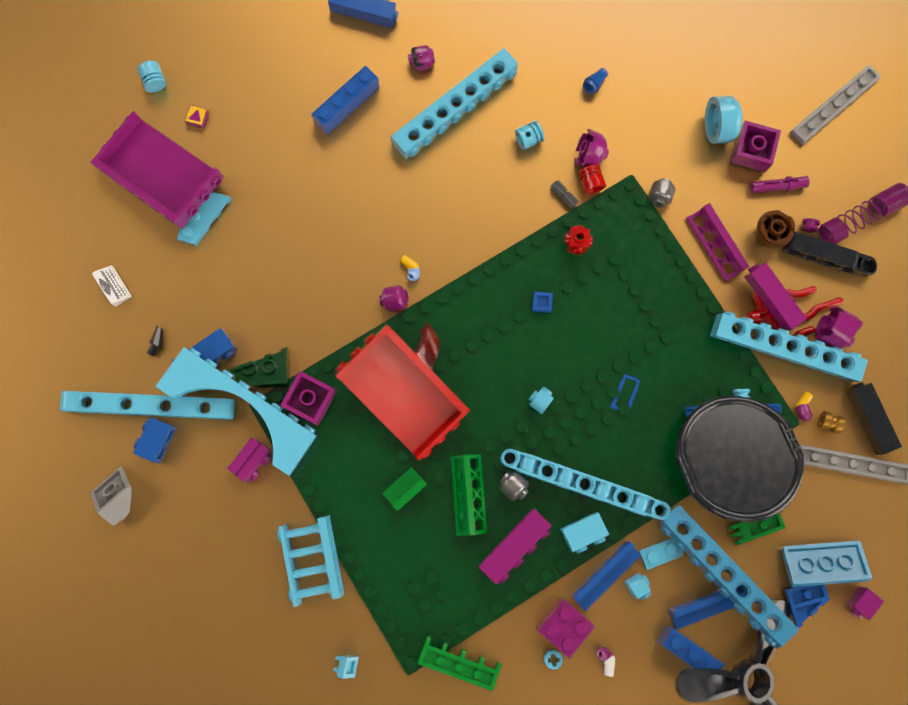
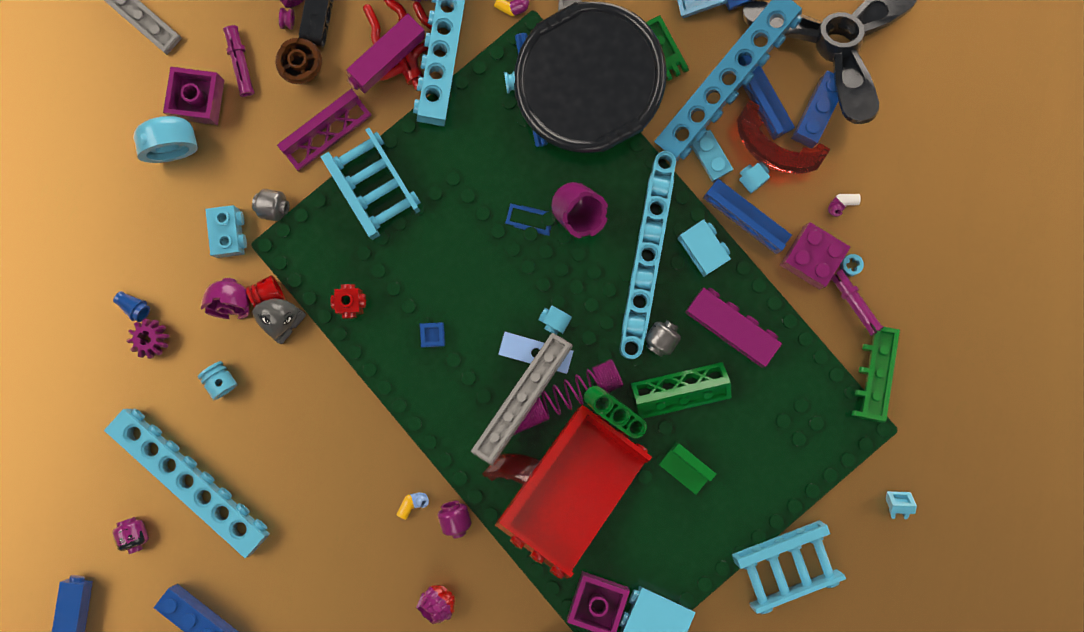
camera: 90 degrees left, 5 degrees up
(330, 274) = (436, 604): none -> magenta piece
(452, 439) = (622, 418): none -> green beam
(470, 370) = (605, 376): none -> magenta piece
(482, 362) = (521, 399): none -> light grey tile
(521, 370) = (520, 349): none -> light blue tile
(529, 653) = (856, 302): none -> magenta pin
(562, 86) = (141, 344): none -> magenta gear
(573, 183) = (275, 316): none -> dark grey piece
(629, 432) = (579, 209): none -> magenta cylinder
(644, 156) = (225, 231): none -> medium azure brick
(657, 603) = (771, 154): none -> clear red windscreen
(670, 252) = (361, 203): none -> medium azure fence

